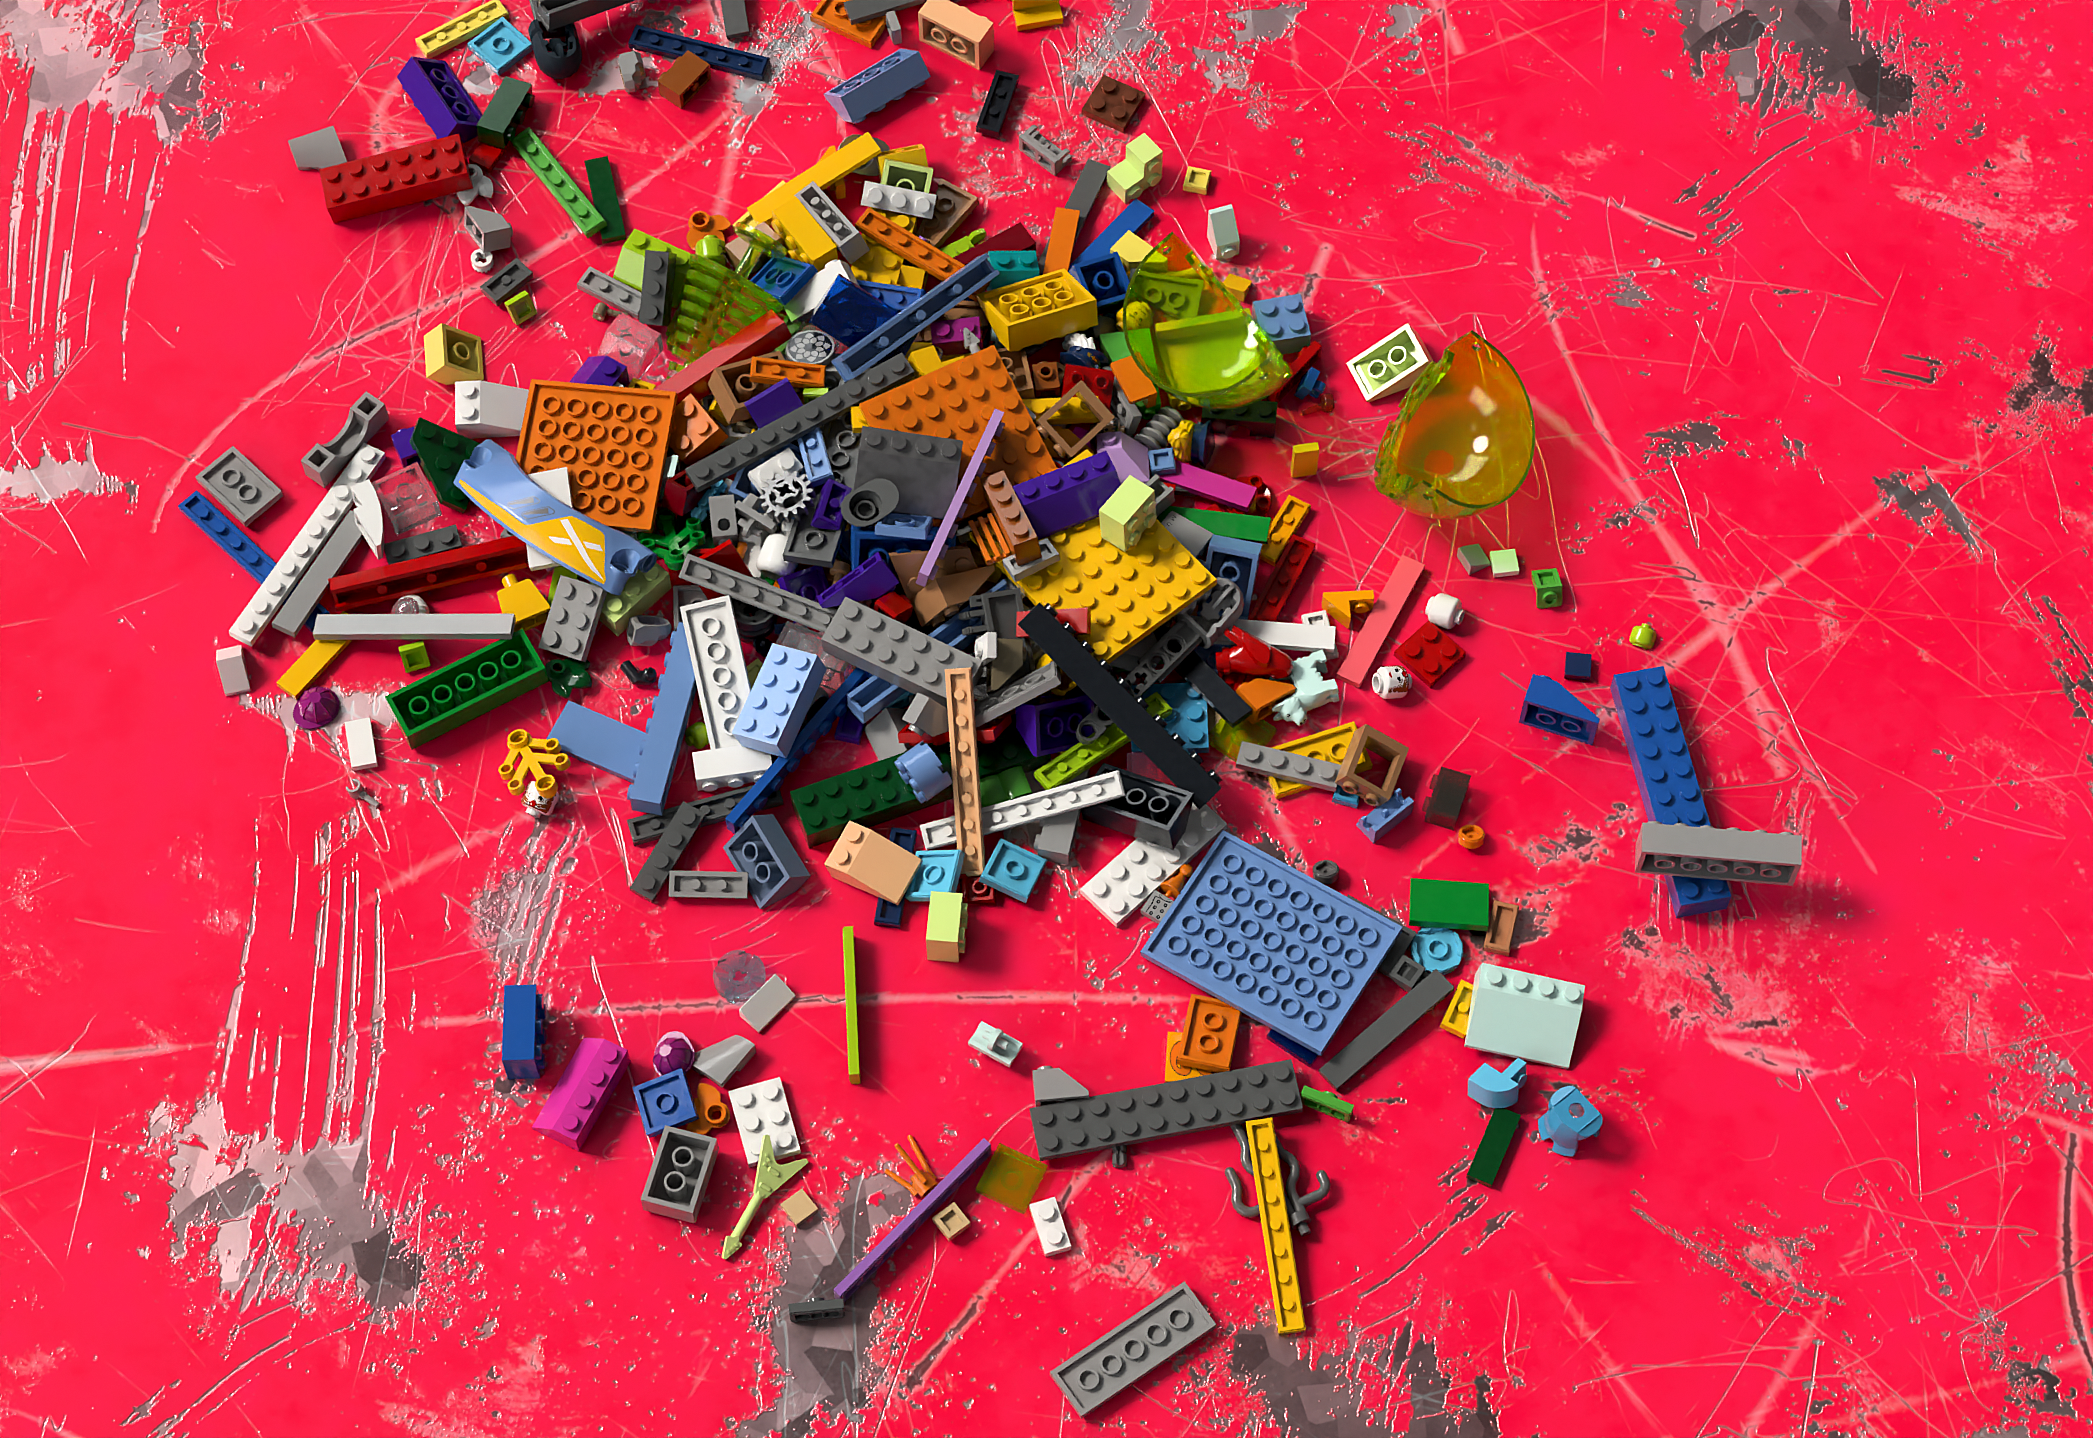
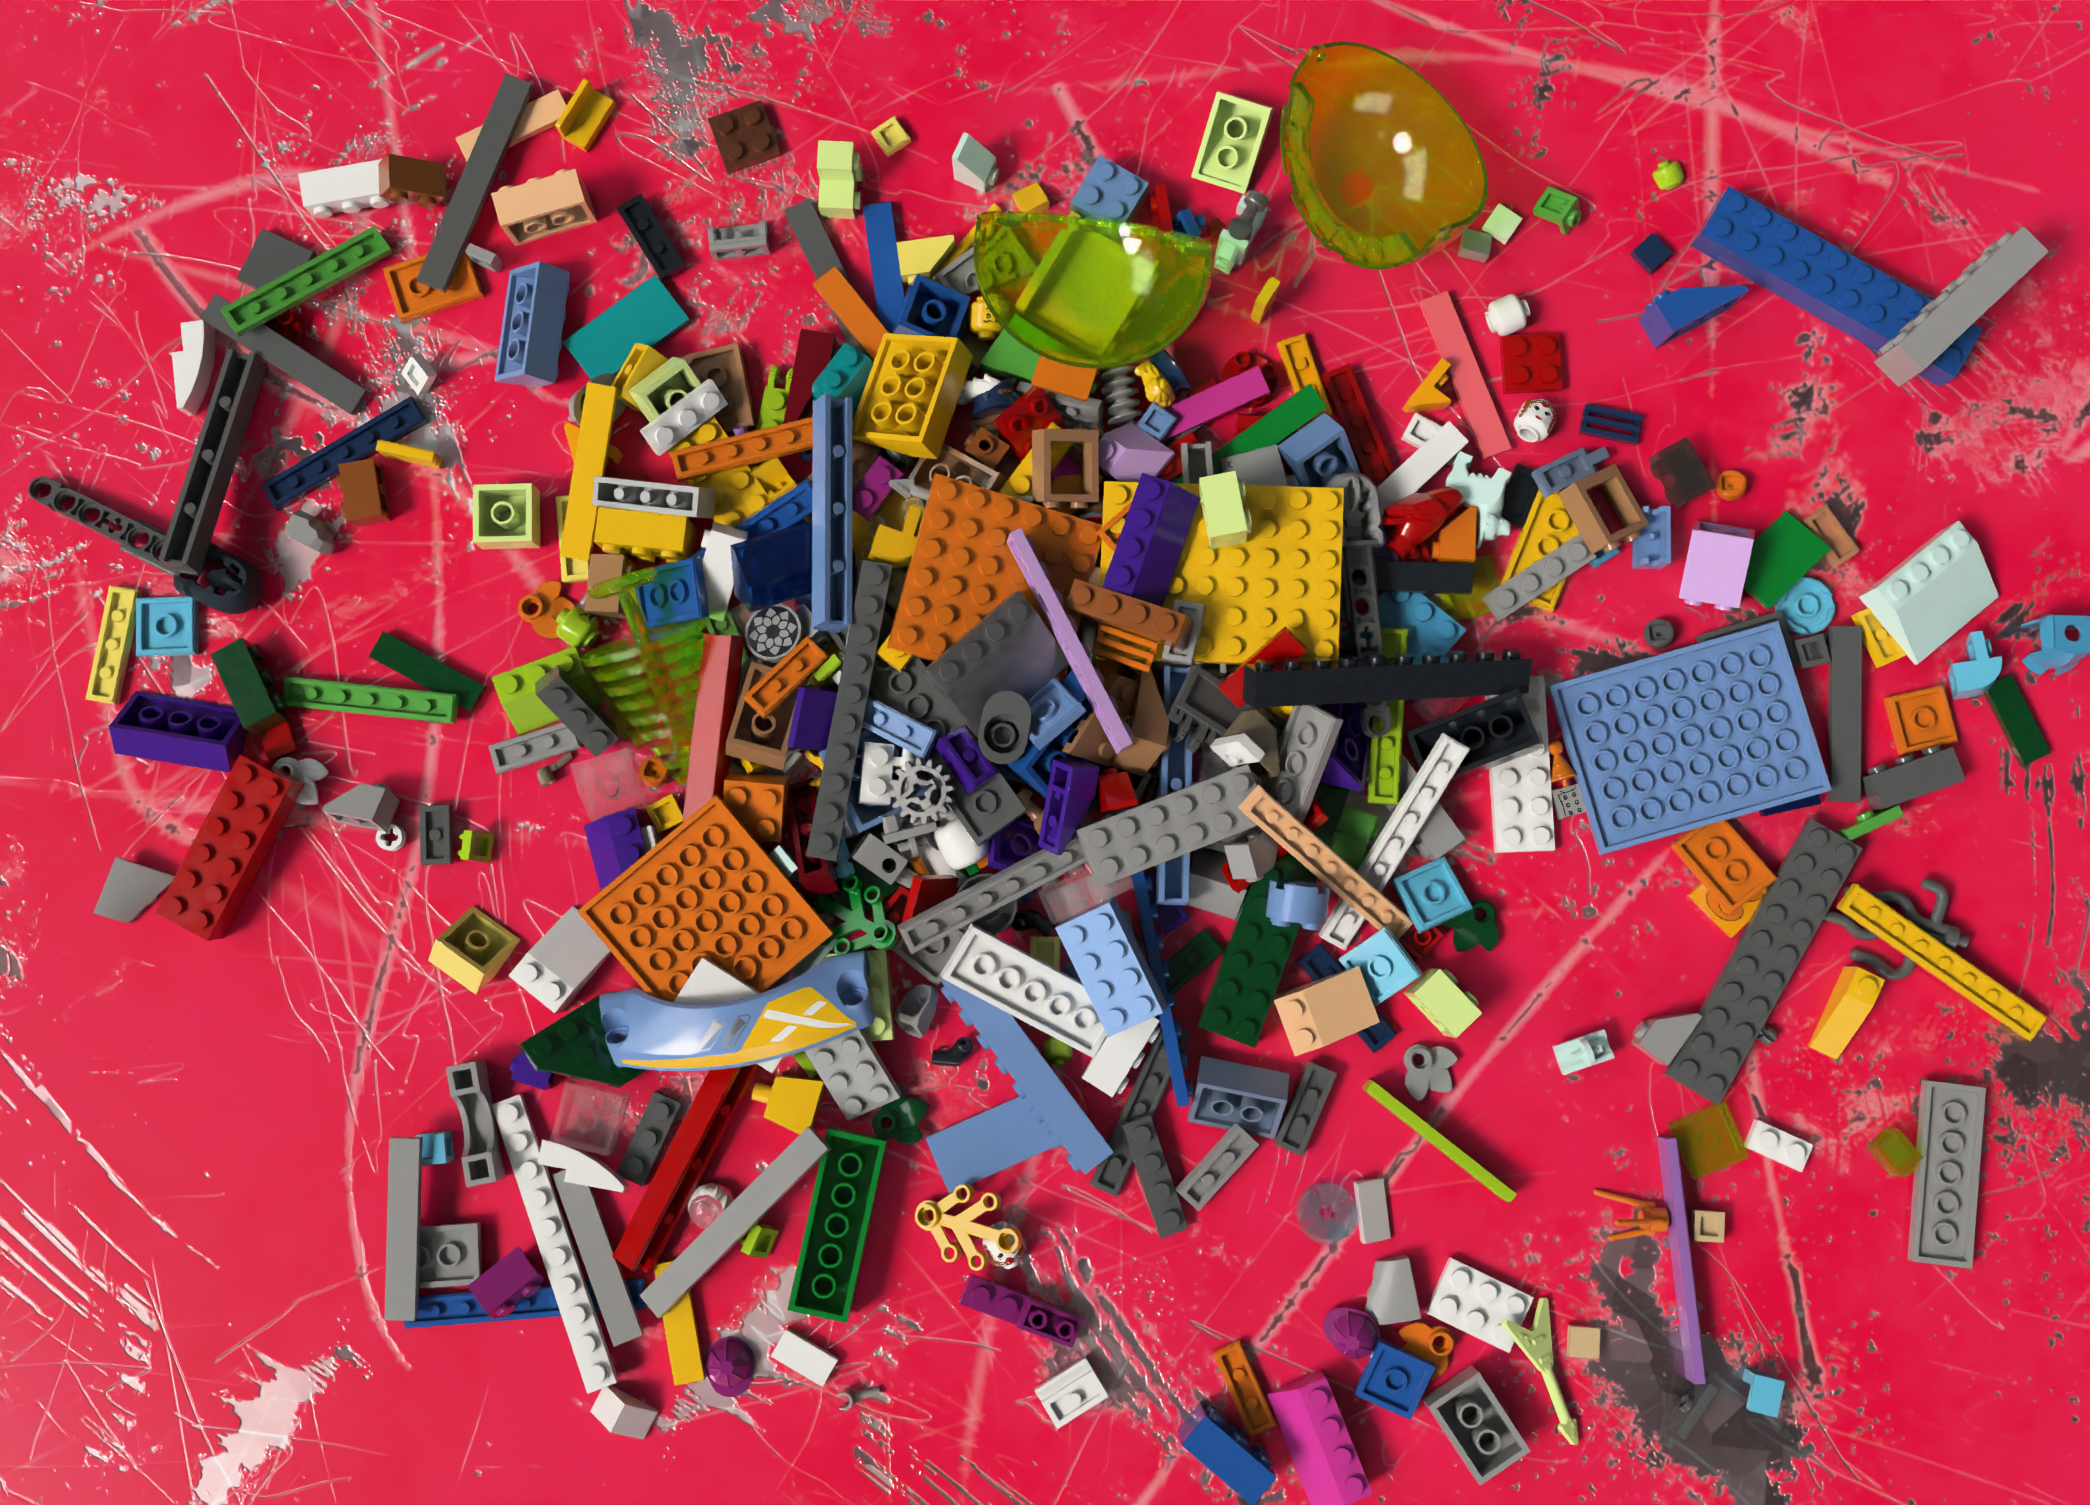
camera: 50 degrees left, 20 degrees up
(242, 450) = (403, 1228): none -> light grey tile
(258, 534) = (506, 1284): none -> magenta brick
(307, 433) = (437, 1148): none -> medium azure panel
(479, 915) = (1071, 1392): none -> white plate
(506, 839) = (1021, 1309): none -> magenta slope
(575, 1021) = (1244, 1388): none -> orange tile
(659, 366) = (653, 772): none -> orange tile
(731, 83) = (409, 454): none -> yellow tile
(743, 161) = (506, 516): none -> yellowish green brick
(787, 50) = (419, 373): none -> white plate
(797, 907) = (1305, 1108): none -> dark grey plate
(827, 764) = (1191, 960): none -> dark green tile
(868, 1346) = (1764, 1392): none -> medium azure panel
(893, 968) = (1430, 1073): none -> light grey plate
(943, 138) = (643, 317): none -> teal tile
(1014, 917) = (1471, 931): none -> dark green plate
(1115, 1301) = (1894, 1152): none -> clear neon green brick
(1183, 1192) = (1845, 1010): none -> yellow slope
(1333, 414) = (1241, 231): none -> hips
(1334, 715) = (1519, 496): none -> black tile
(1363, 715) = (1567, 470): none -> sand blue hinge
(1385, 1106) = (1911, 777): none -> dark grey brick
(1404, 862) = (1716, 565): none -> lavender slope
(1427, 715) = (1610, 413): none -> dark blue tile
(1433, 1085) = (1920, 719): none -> orange tile

